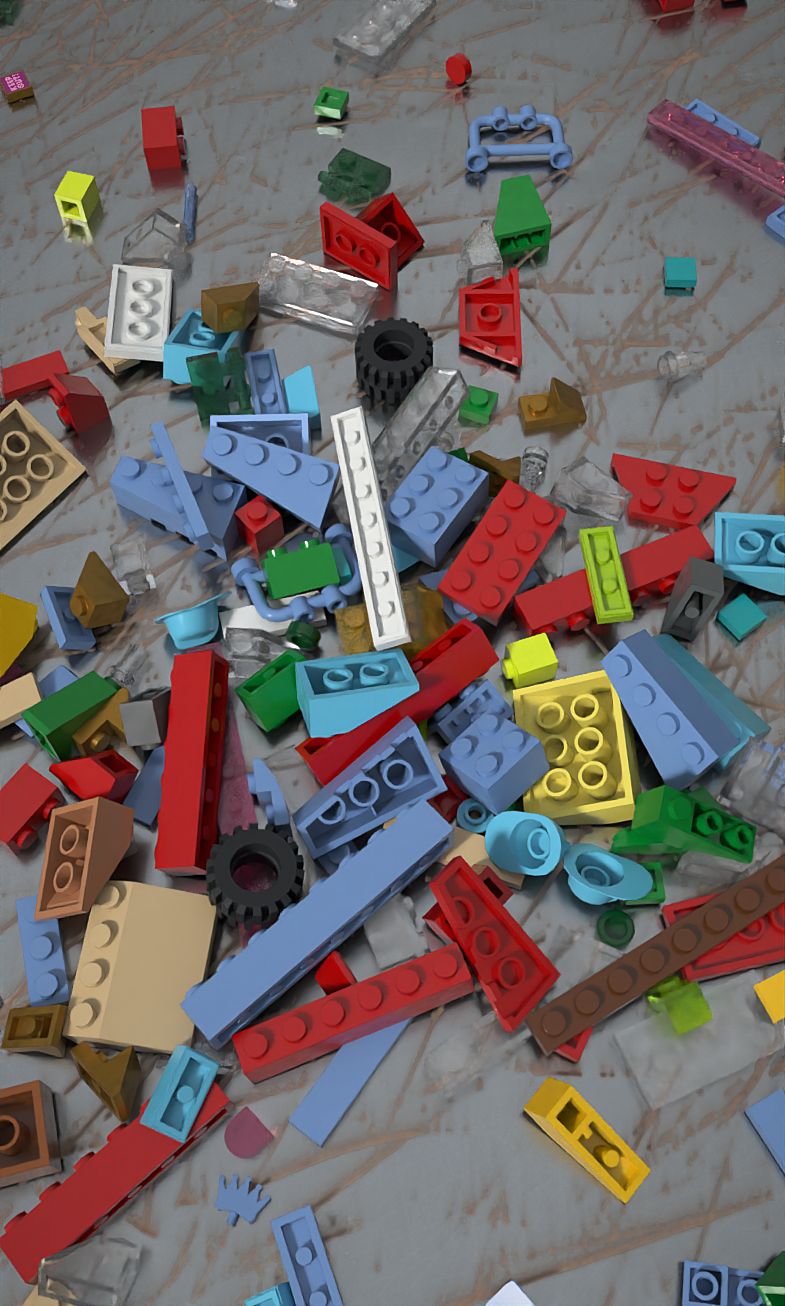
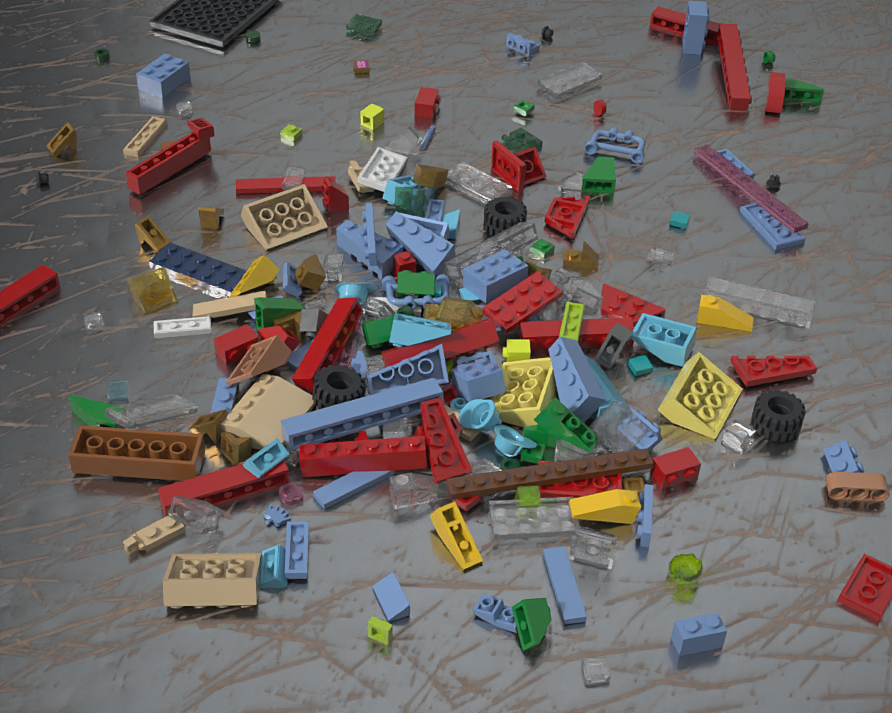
camera: 15 degrees right, 20 degrees down
(370, 530) = (456, 272): white tile -> none

